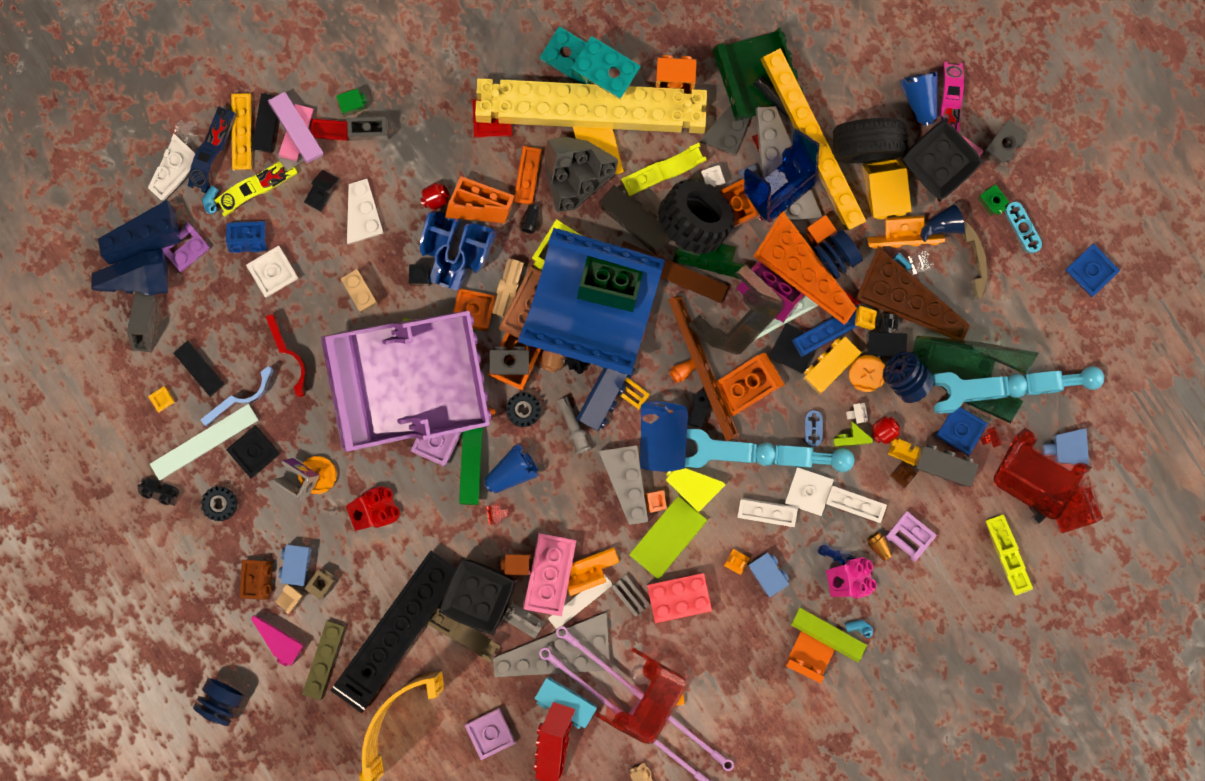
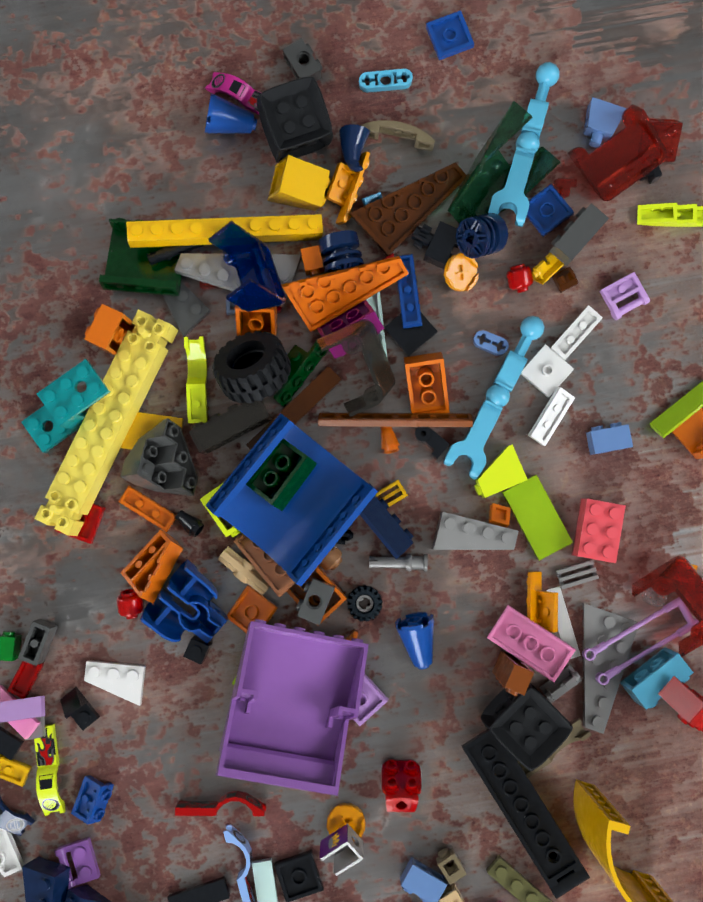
camera: 65 degrees left, 0 degrees up
(208, 200) = (42, 821): dark azure arm -> none
(272, 271) = (136, 788): white plate -> none
(359, 291) = (189, 713): tan brick -> none
(470, 467) = (399, 676): green slope -> none
(490, 734) = (654, 759): lavender plate -> none
(496, 514) = (452, 670): clear red tile -> none
(664, 439) = (445, 483): blue piece -> none
(713, 176) = (221, 336): white tile -> none
(736, 561) = (584, 463): light orange tile -> none
(831, 364) = (439, 302): yellow brick -> none
(836, 555) = (615, 370): clear blue piece -> none
(856, 579) = (642, 360): dark pink piece -> none
(858, 437) = (515, 307): lime slope -> none
(859, 413) = (494, 295): white tile -> none
(861, 626) = (689, 374): dark azure arm -> none
(865, 317) = (410, 253): yellow tile -> none
(870, 140) = (248, 177): black tyre -> none
(879, 545) = (621, 327): pearl gold cone -> none
(920, 262) = (378, 183): clear tile -> none
(993, 200) = (350, 95): green brick -> none

